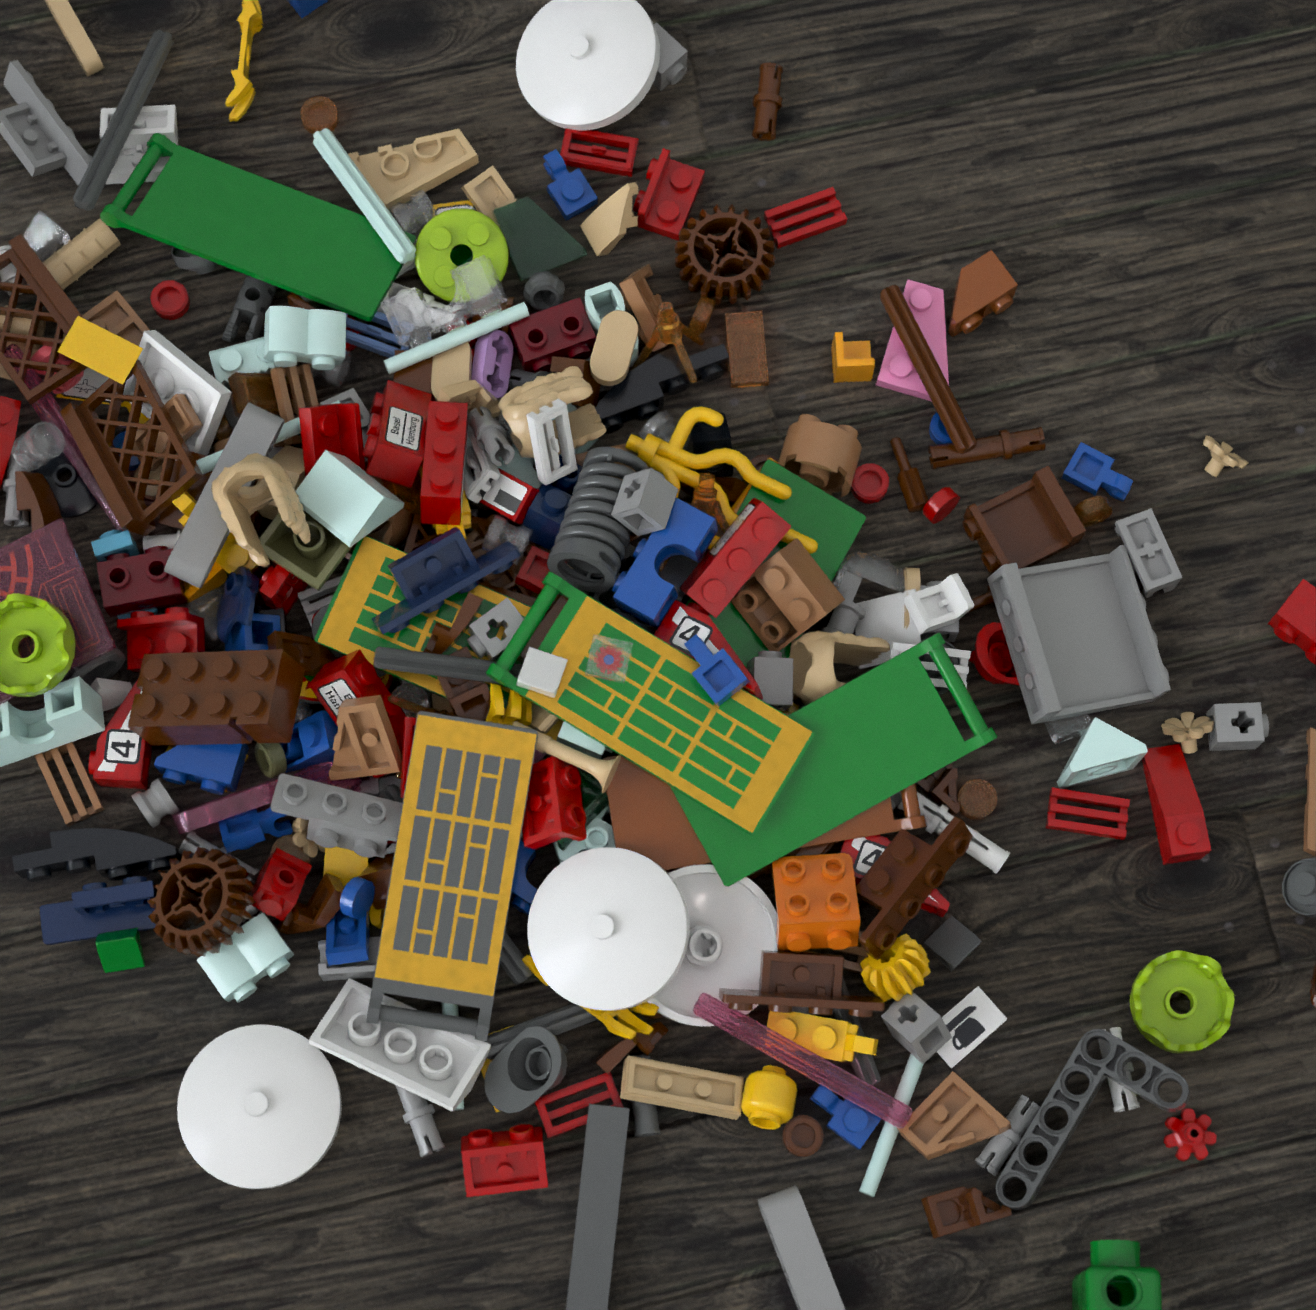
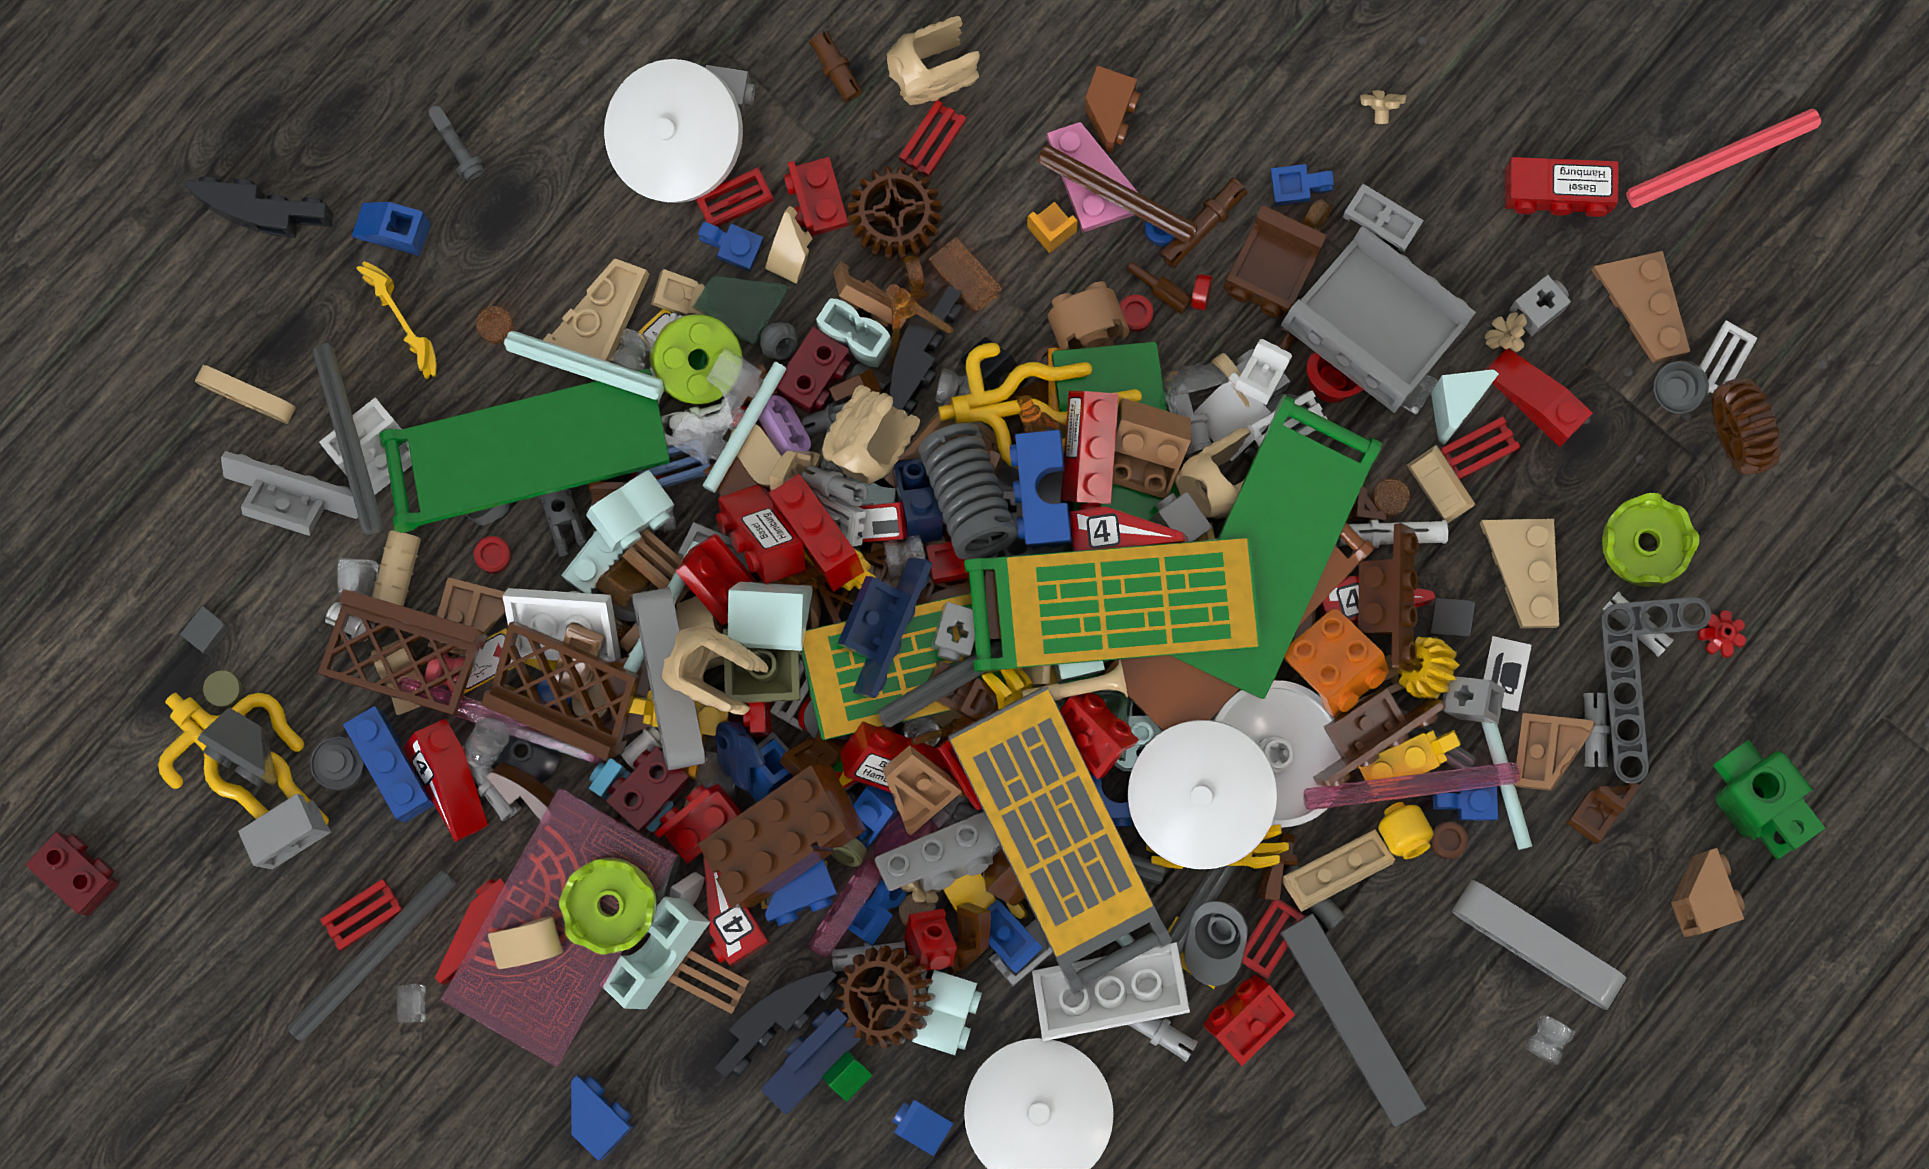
camera: 30 degrees left, 5 degrees up
(100, 350) = (481, 635): yellow sticker -> none
(147, 1038) = (921, 1126): none -> blue slope
(155, 803) = (787, 948): light grey wheel -> none
(357, 897) = (998, 907): blue tile -> none
(444, 637) = (919, 667): reddish brown slope -> none
(541, 672) = (1018, 640): white slope -> none
(546, 446) = (887, 463): white tile -> none
(608, 659) = (1059, 593): clear tile -> none
(613, 348) = (873, 349): tan tile -> none
(644, 502) = (997, 454): light grey brick -> none
(717, 672) = (1148, 547): blue plate -> none
(847, 169) = (924, 84): none -> tan piece
(1029, 819) = (1441, 484): none -> tan tile
(1054, 947) = (1528, 566): none -> tan wing

